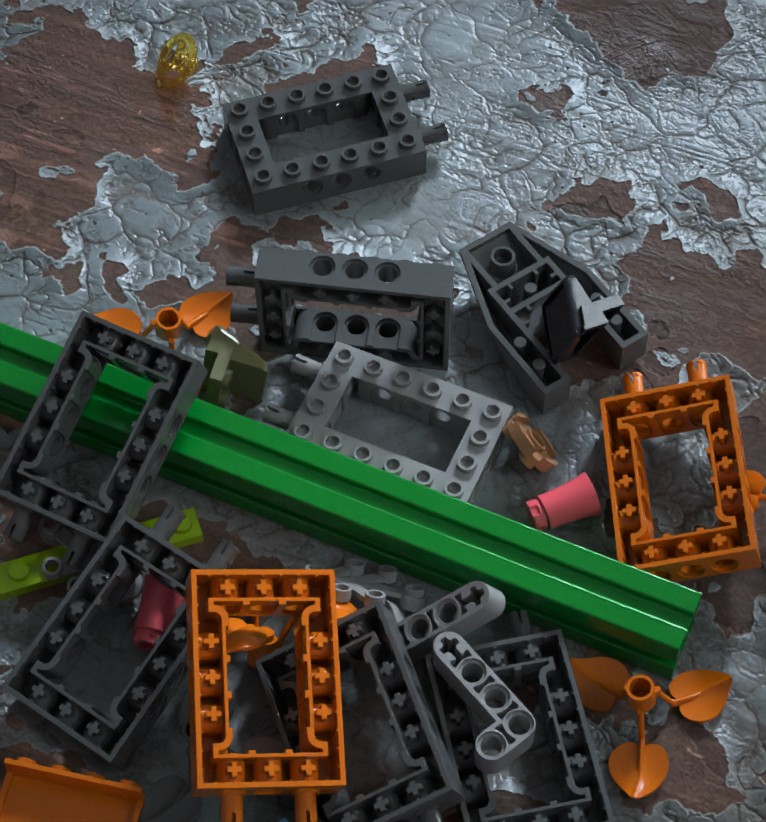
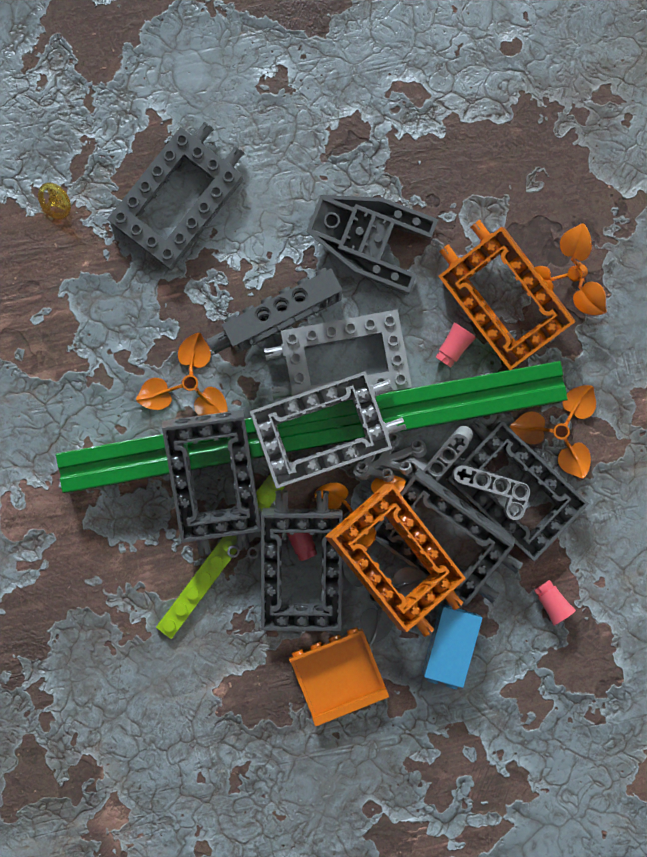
camera: 40 degrees left, 30 degrees up
(231, 369) = (234, 382): olive piece -> none
(371, 435) = (354, 387): none -> light grey brick
(533, 444) = (418, 322): medium nougat plate -> none
(574, 319) = (401, 245): black piece -> none

